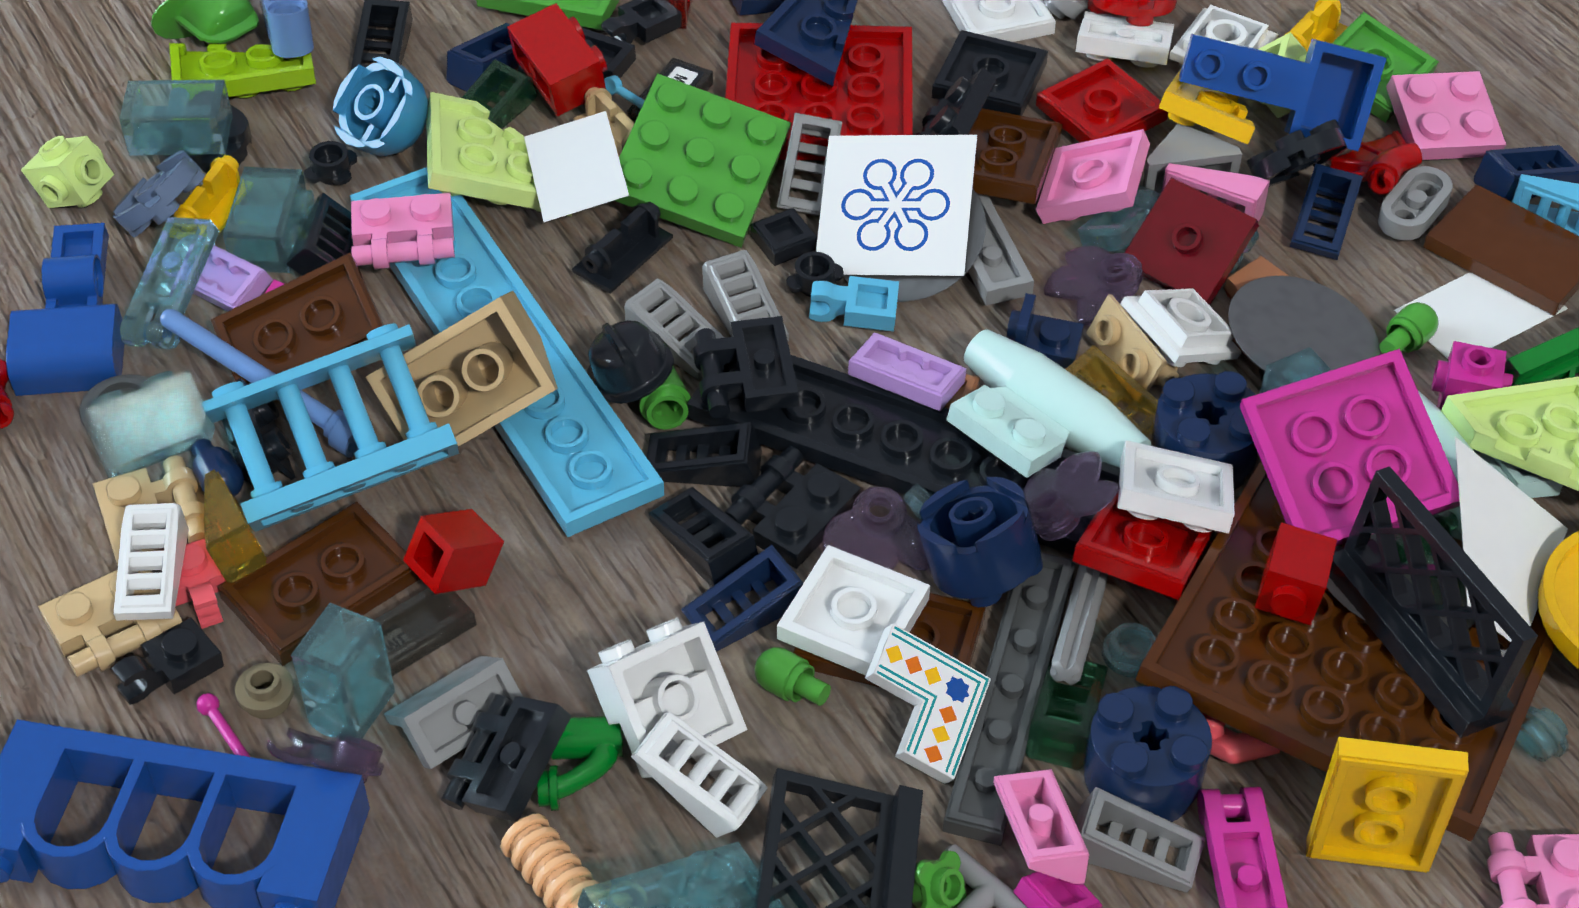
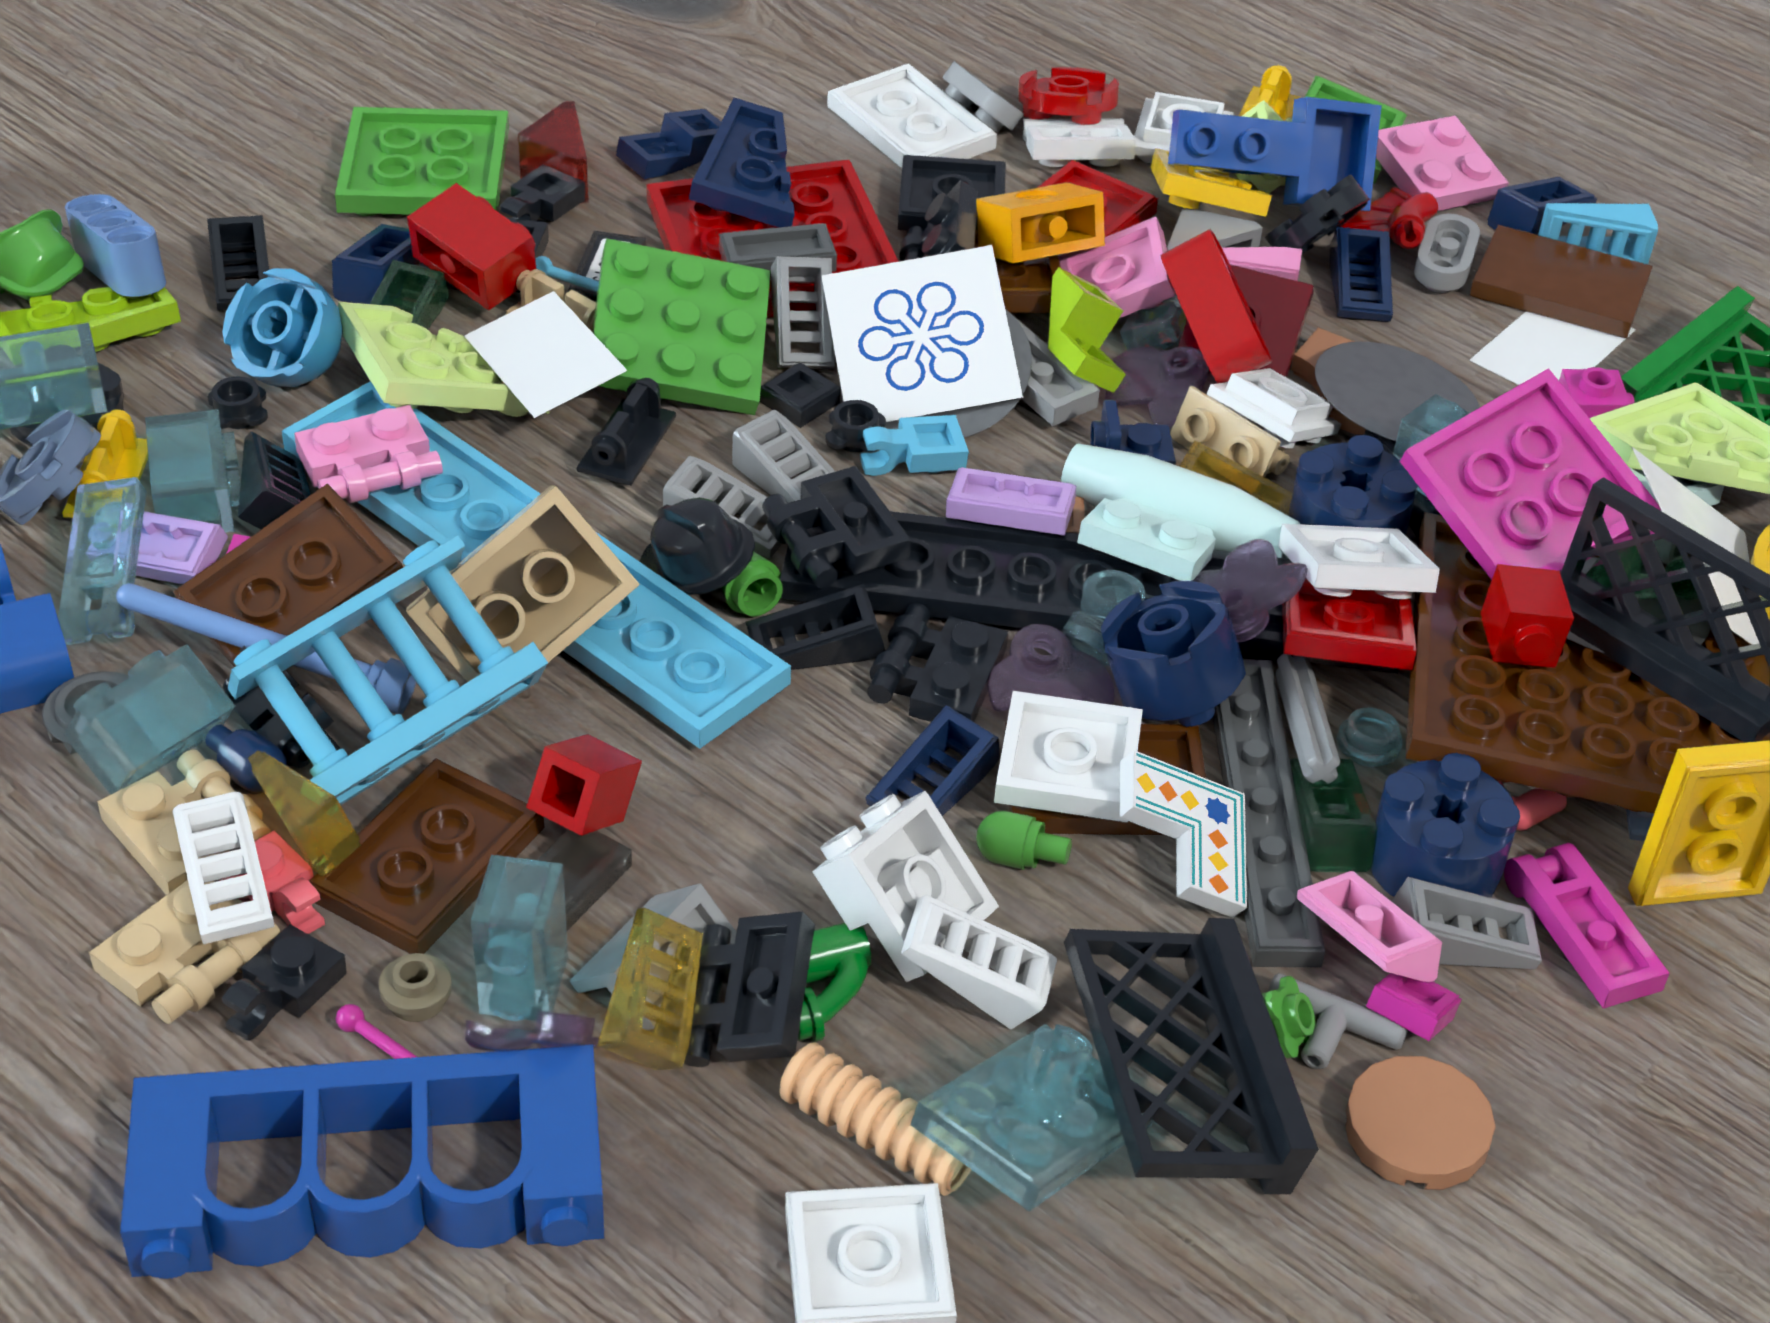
camera: 20 degrees left, 5 degrees down
(403, 747) = (623, 1022): none -> clear yellow slope
(708, 541) = (896, 716): black slope -> none
(813, 99) = (762, 246): none -> dark grey tile
(952, 468) = (1106, 590): none -> clear light blue tile
(1036, 219) = (1078, 327): none -> lime slope
(1040, 117) = (1041, 222): none -> light orange brick
(1158, 225) = (1215, 307): none -> red beam
(1410, 328) = (1499, 371): bright green cylinder -> none

